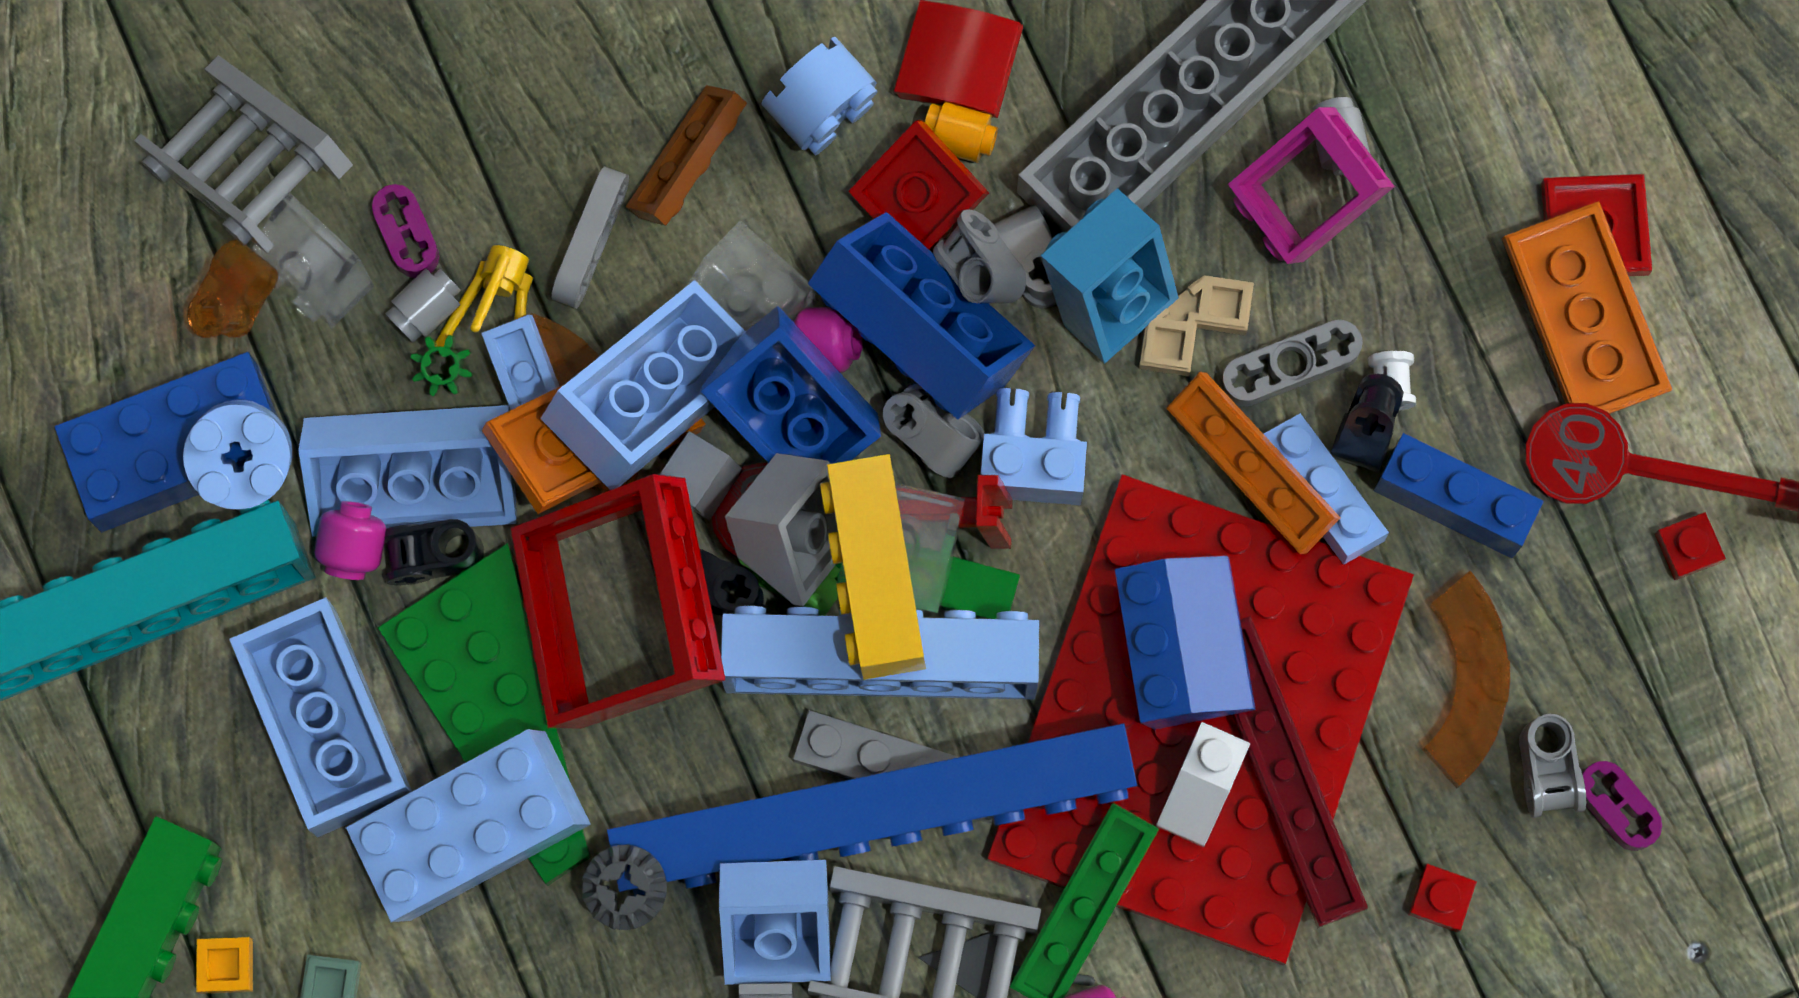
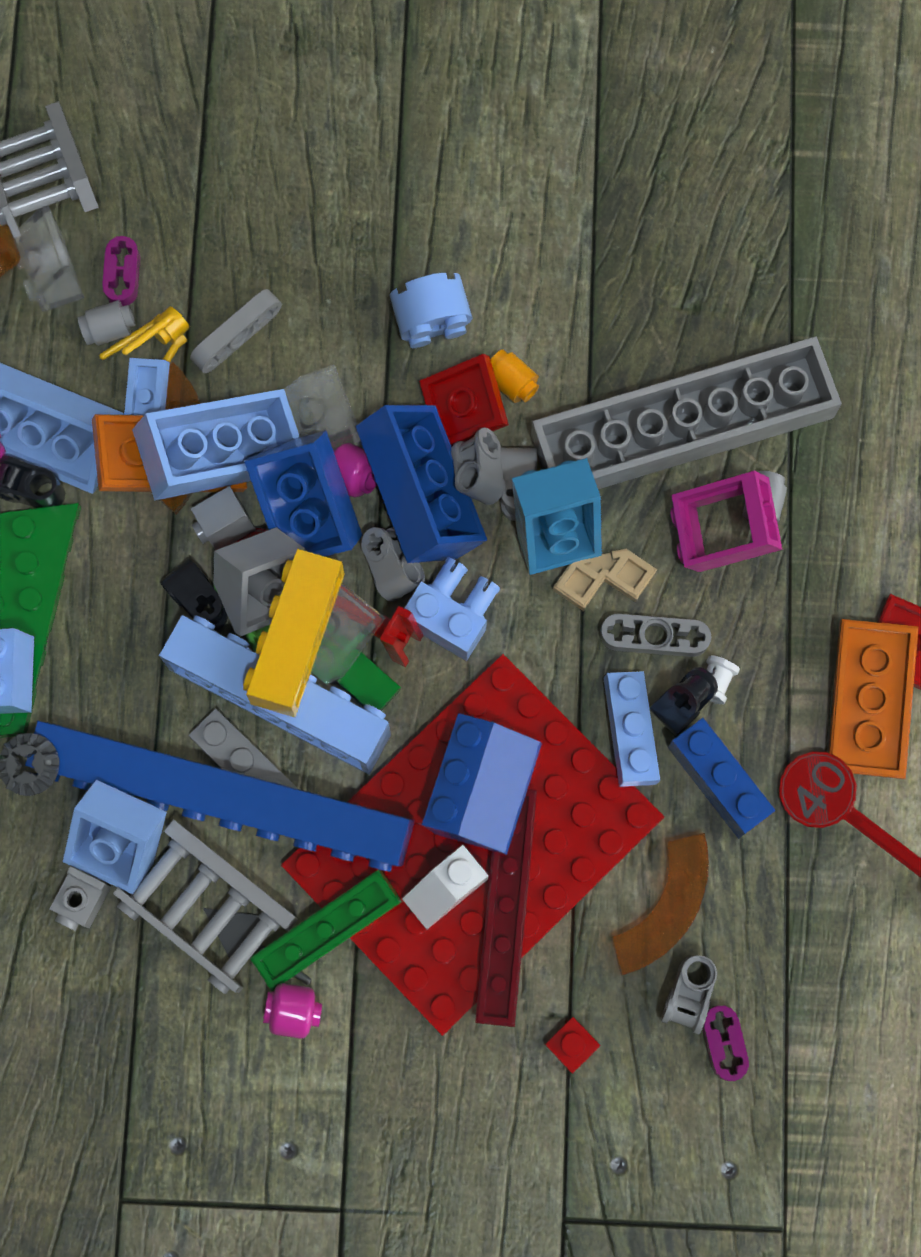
camera: 25 degrees right, 0 degrees up
(428, 360) = (102, 375): green gear -> none
(680, 589) = (159, 586): red window -> none
(686, 155) = (326, 308): dark orange plate -> none
(958, 57) = (537, 328): red slope -> none
(1253, 463) = (593, 689): orange tile -> none
(1690, 546) = (864, 890): red plate -> none

